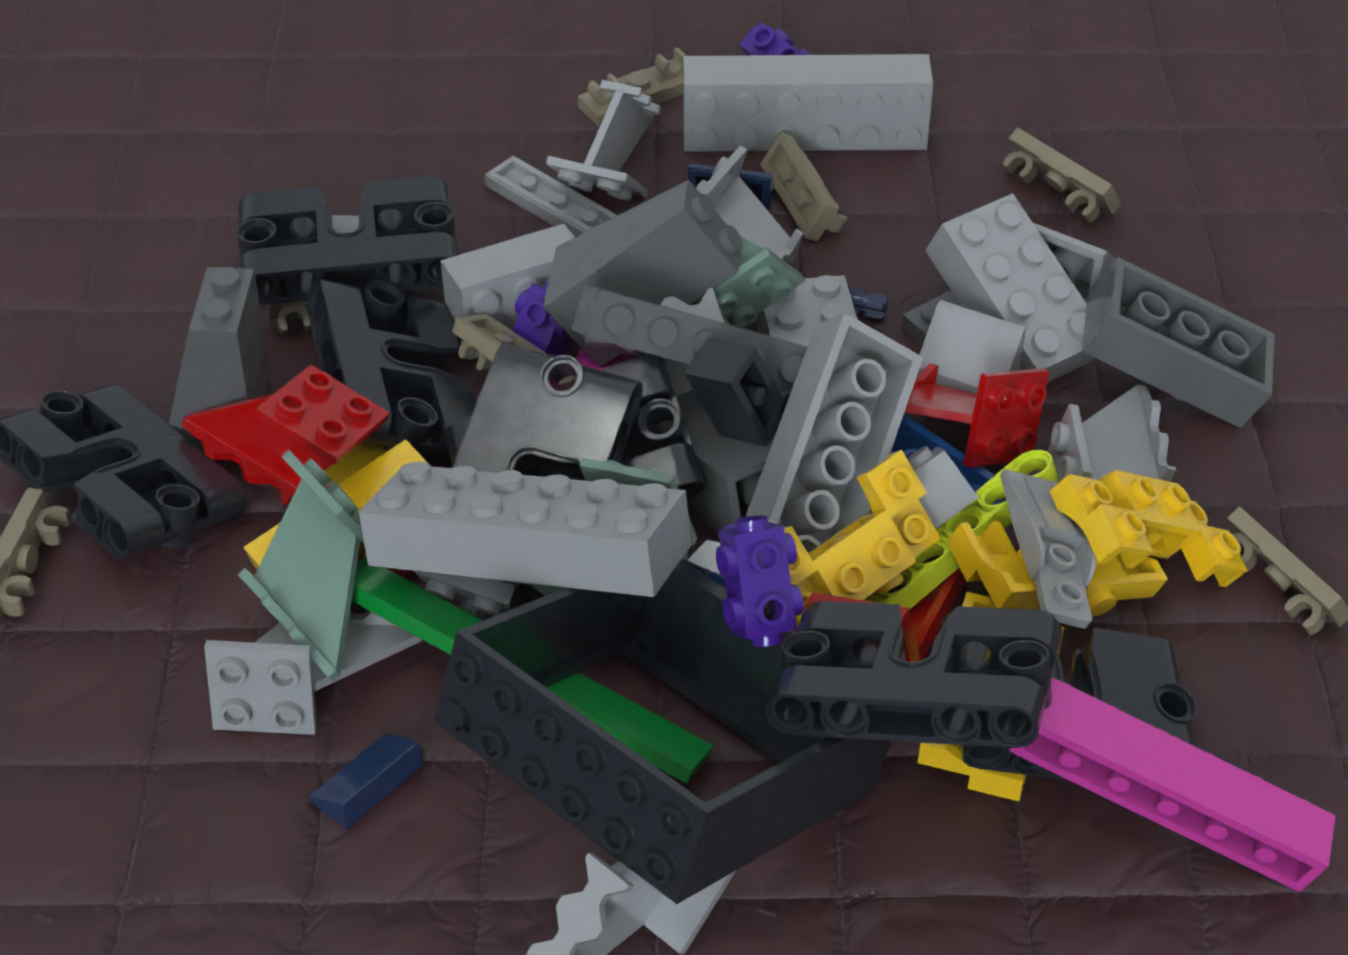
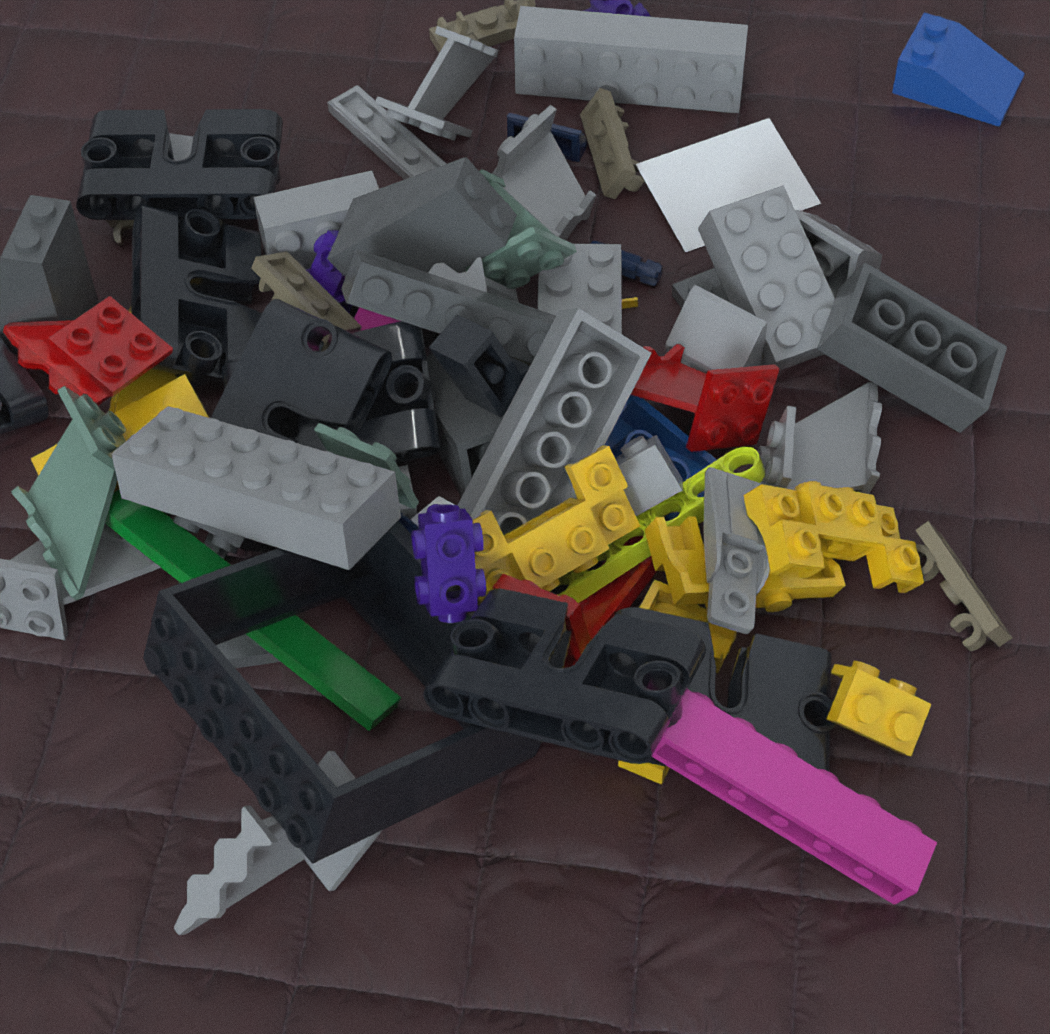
camera: 10 degrees right, 10 degrees up
(368, 778) = (98, 689): dark blue slope -> none
(909, 209) = (722, 172): none -> white sticker
(1061, 175) = (854, 155): dark tan plate -> none
(1144, 89) = (956, 71): none -> blue slope
(1236, 692) = (878, 709): none -> yellow bracket

